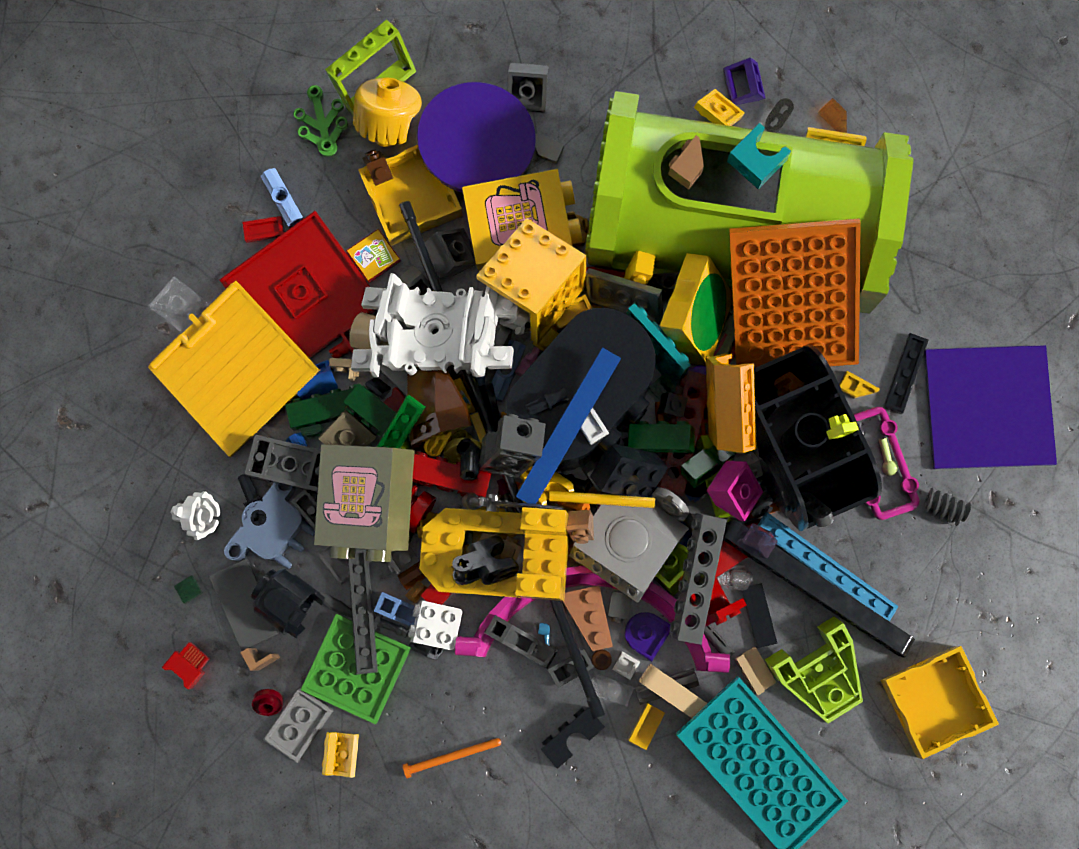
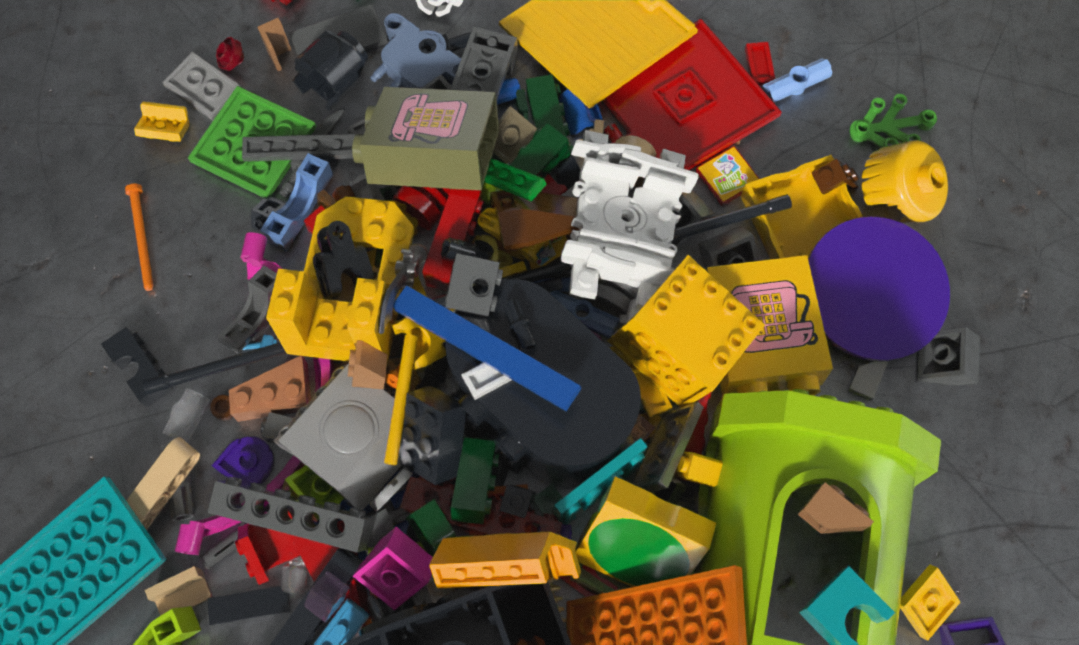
camera: 90 degrees right, 10 degrees down
(363, 51) = (983, 150): lime window -> none
(435, 625) = (281, 215): white bracket -> none
(565, 670) = (210, 351): dark grey brick -> none
(626, 665) = (212, 435): white tile -> none
(646, 726) = (133, 452): yellow panel -> none

